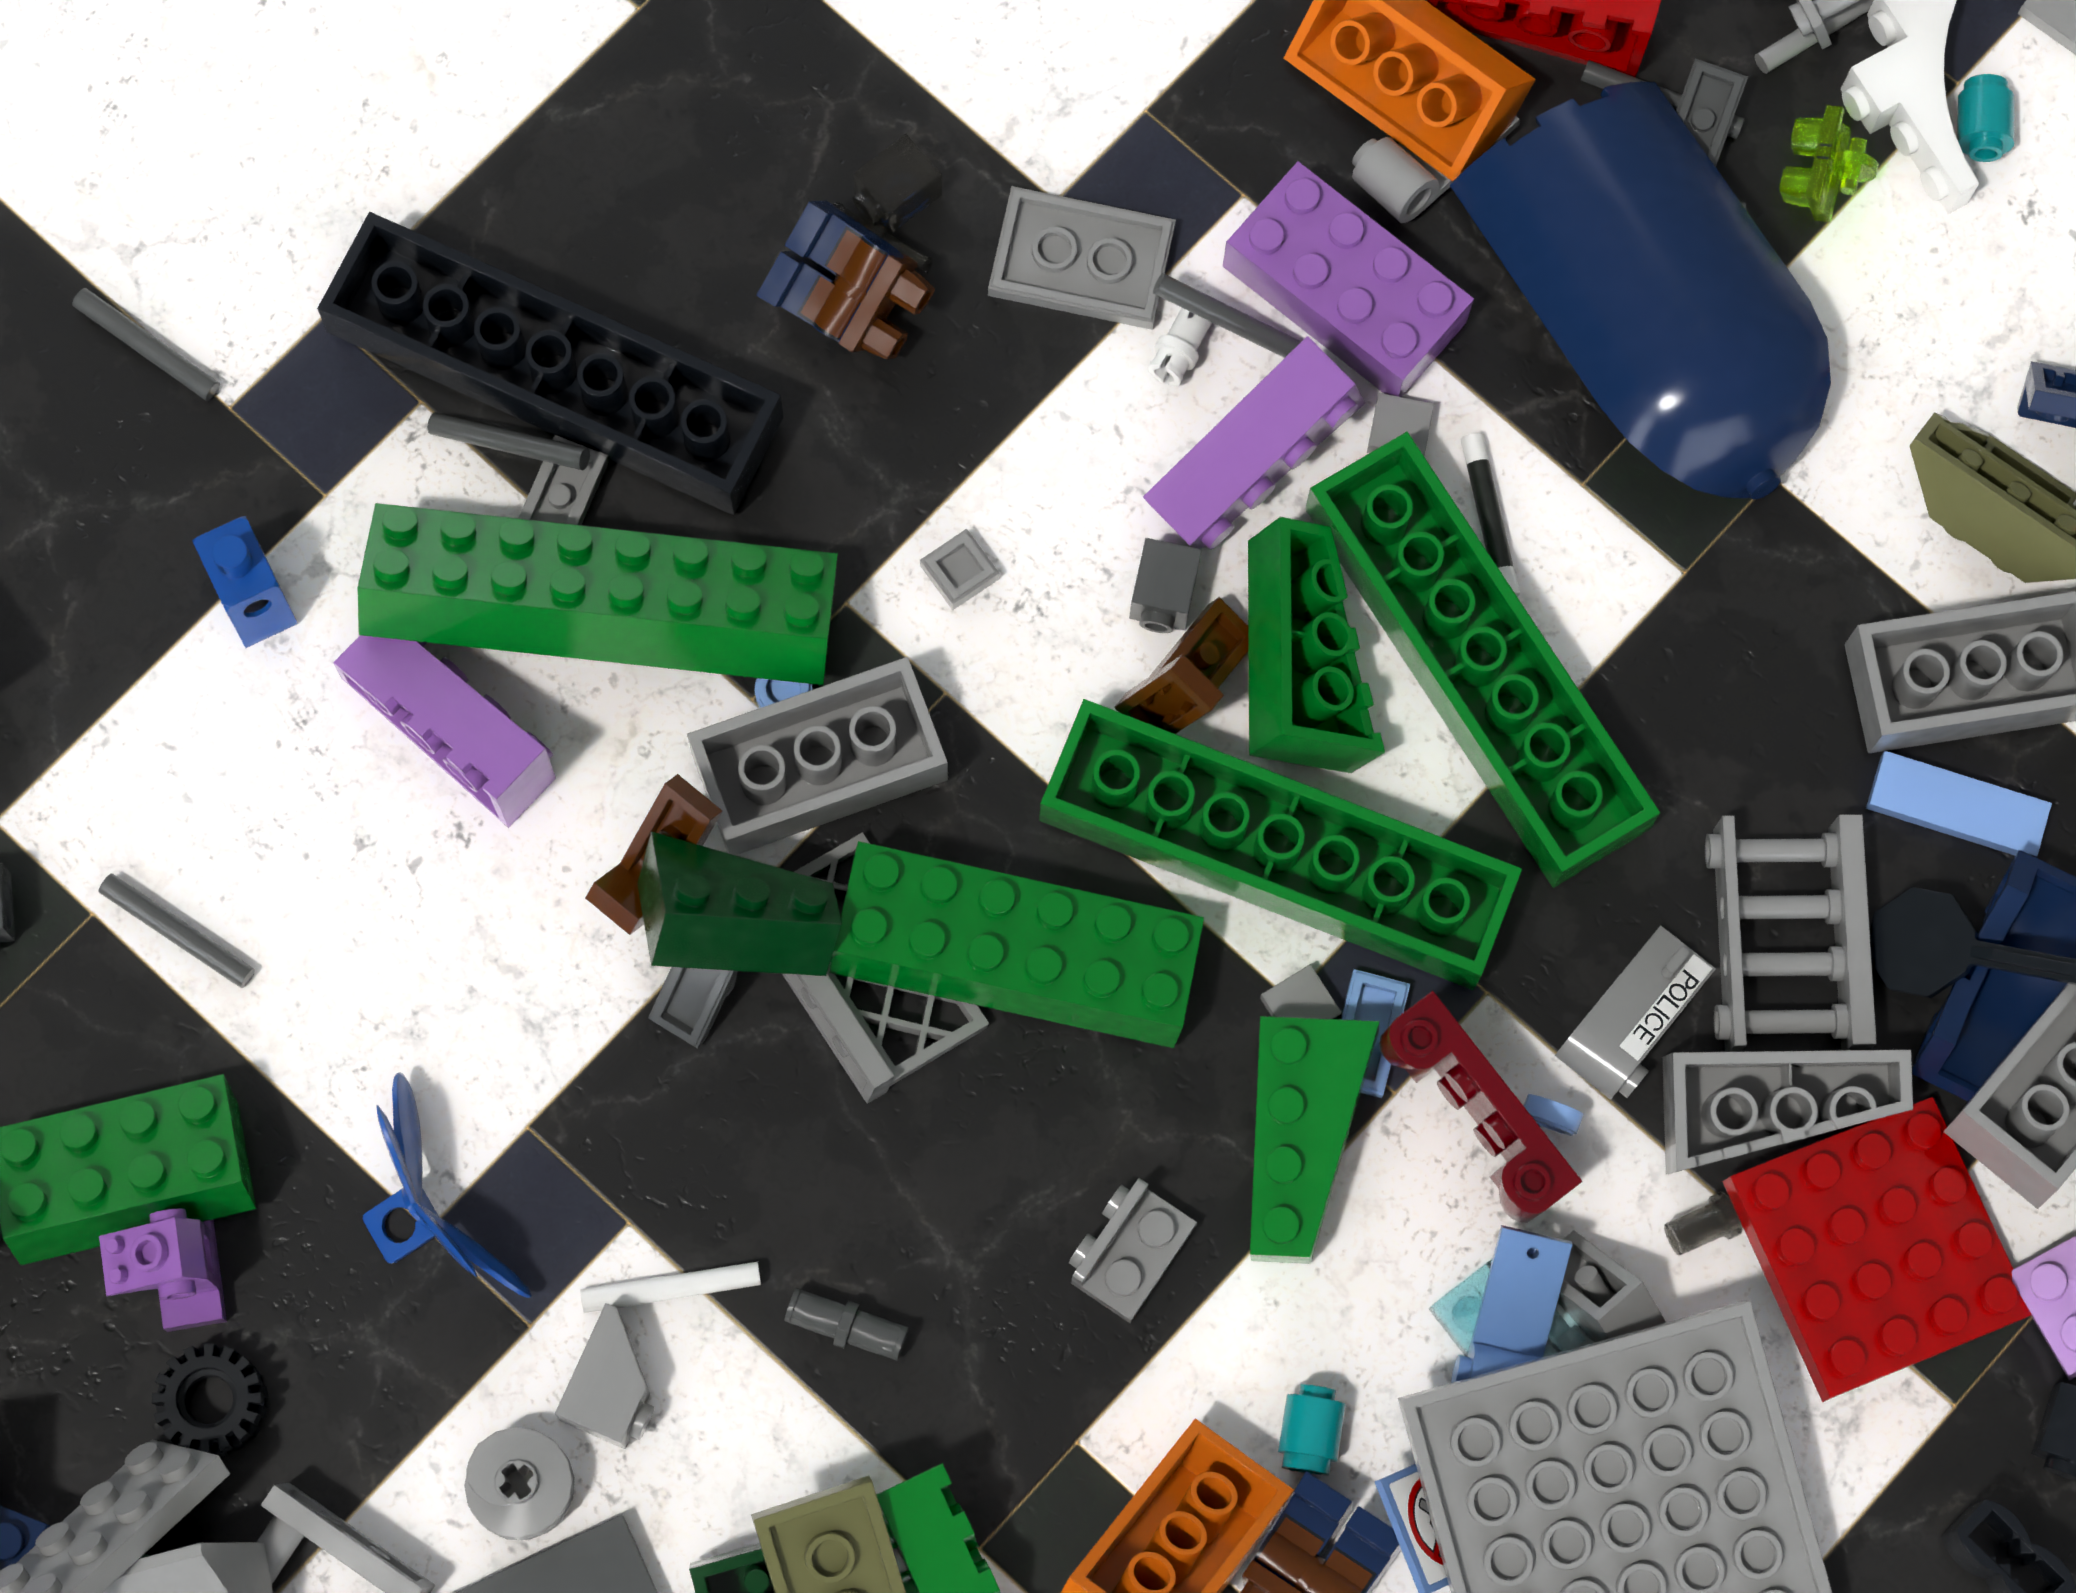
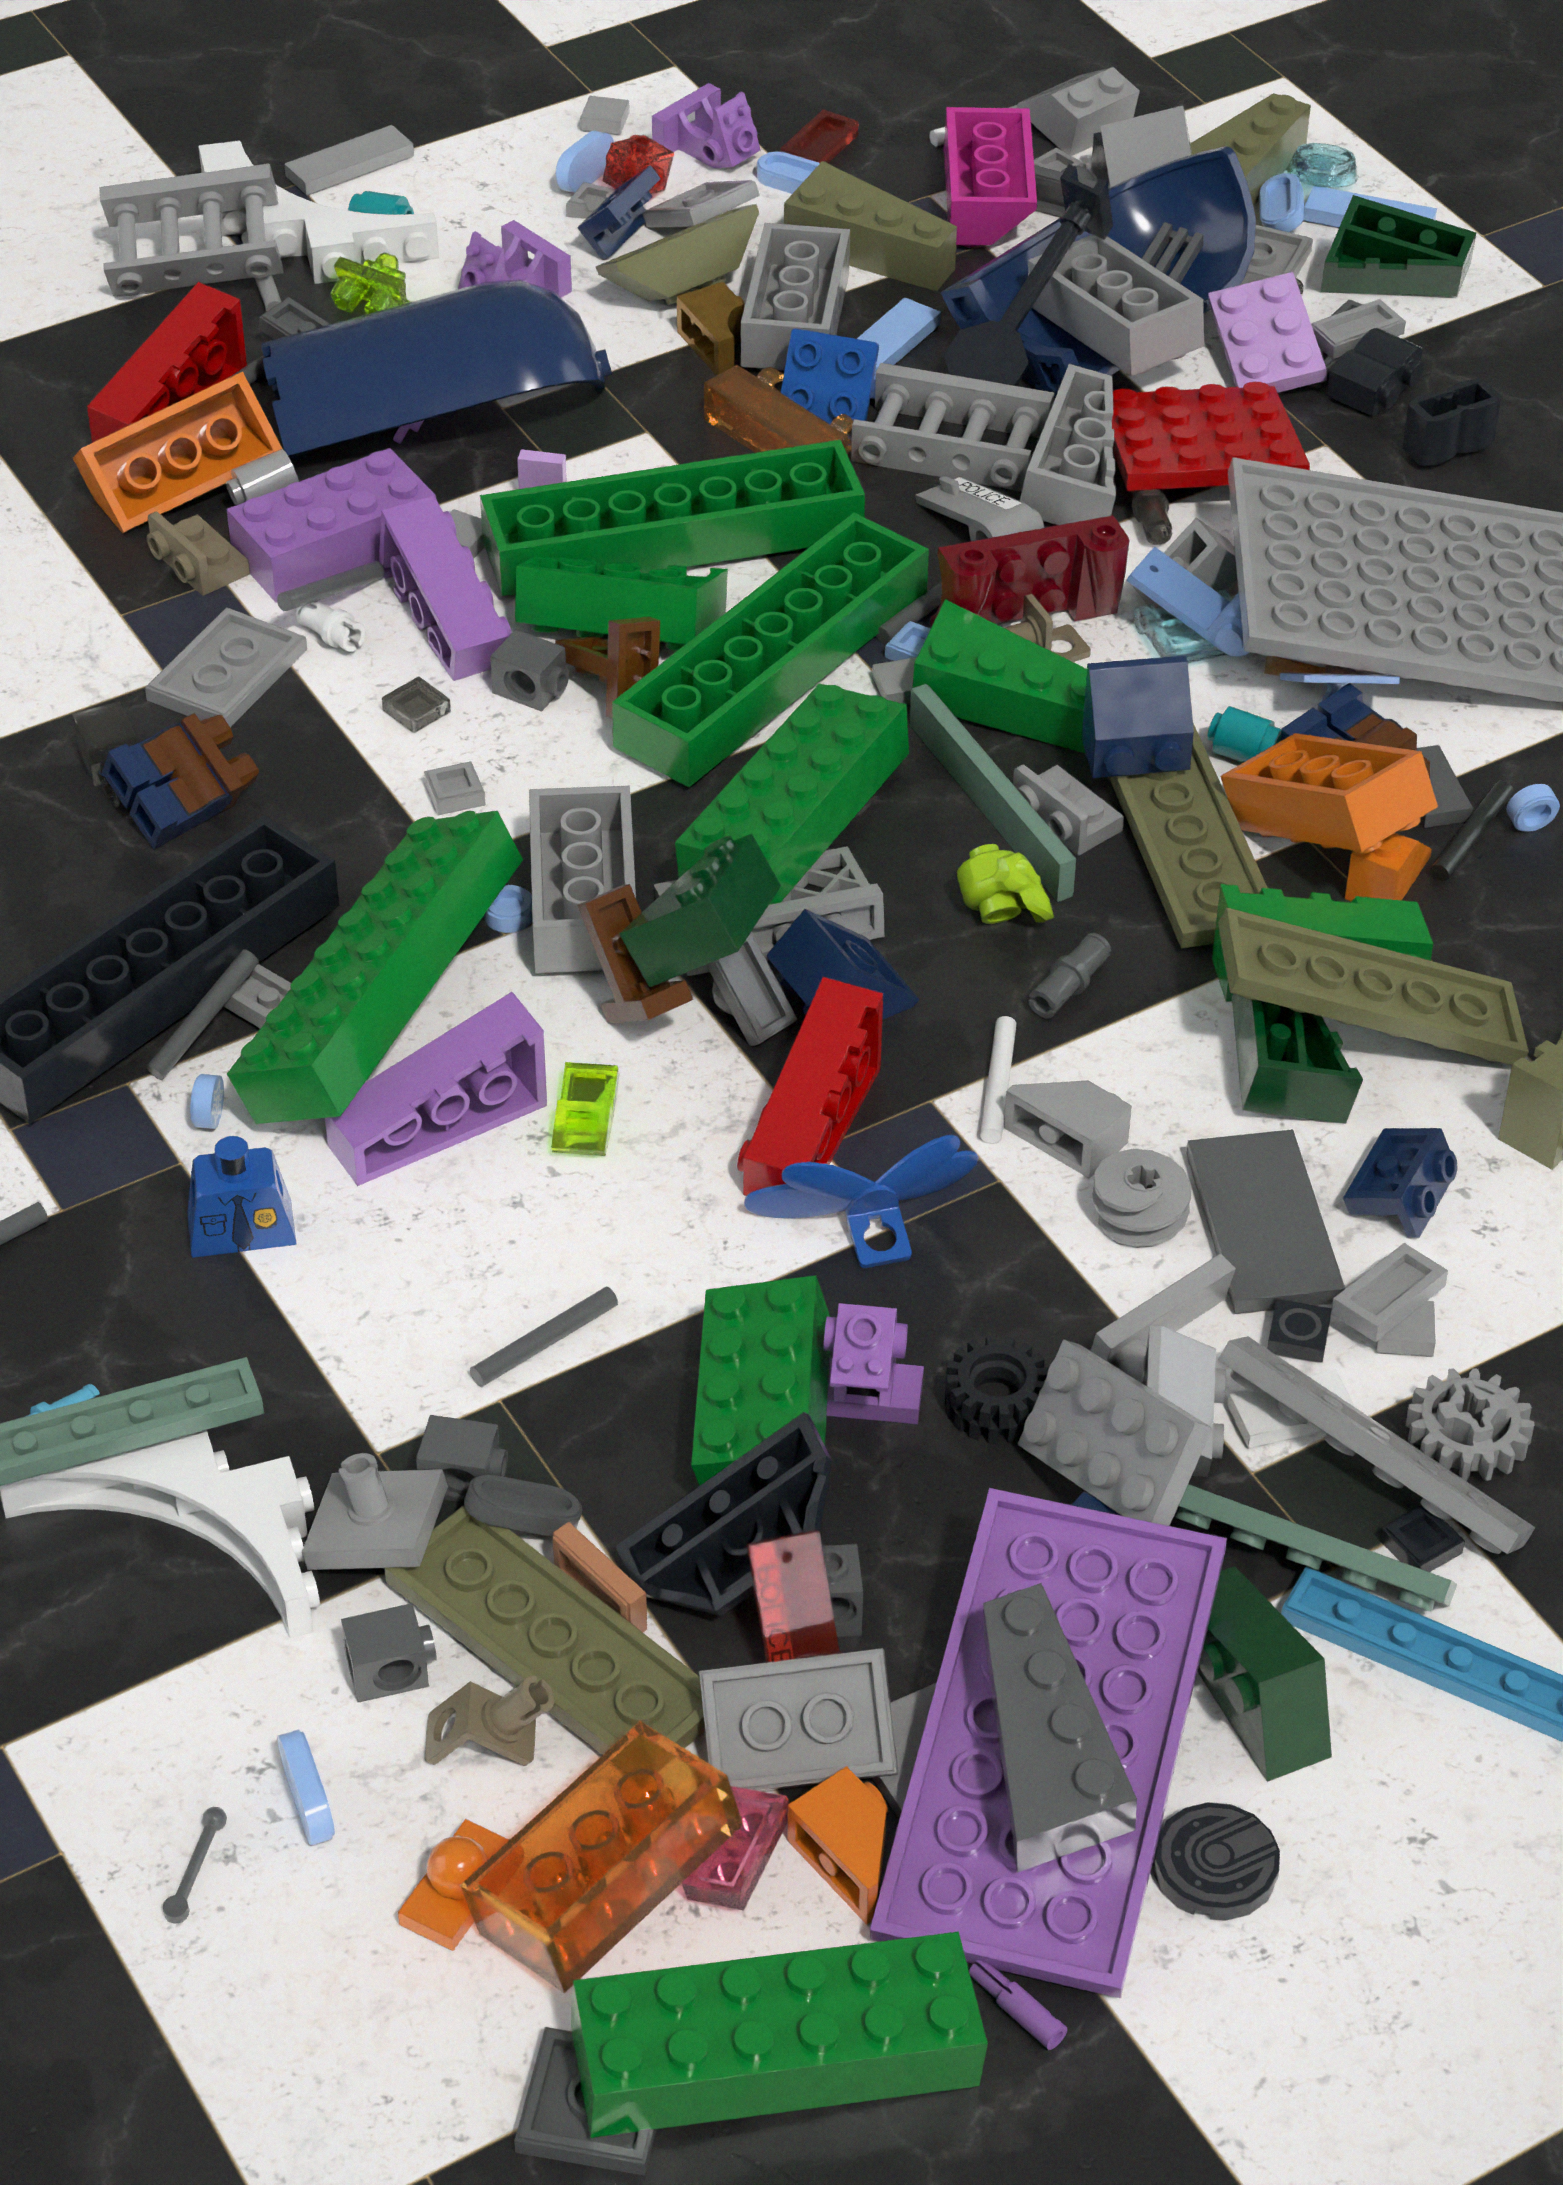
camera: 70 degrees left, 30 degrees down
(390, 489) = (207, 1101): none -> light blue tile
(496, 871) = (585, 1109): none -> clear neon green slope
(546, 1102) = (818, 1086): none -> red wedge
(766, 1077) = (823, 948): none -> dark blue slope
(952, 1216) = (1002, 884): none -> lime head
(1083, 480) = (416, 704): none -> clear smoke tile
(1120, 1159) = (992, 792): none -> sand green tile
(1123, 1400) = (1188, 842): none -> olive plate
(1232, 1303) = (1138, 716): none -> dark blue slope
(1262, 147) = (196, 552): none -> dark tan bracket
(1412, 1142) = (1038, 628): none -> dark tan bracket
(1460, 997) = (913, 612): none -> dark grey bar
(1527, 482) = (540, 468): none -> lavender tile
(1718, 721) = (762, 416): none -> clear orange brick
(1814, 762) = (830, 374): none -> blue bracket
(1903, 584) = (711, 324): none -> pearl gold arch
(1951, 318) = (492, 263): none -> medium lavender tile

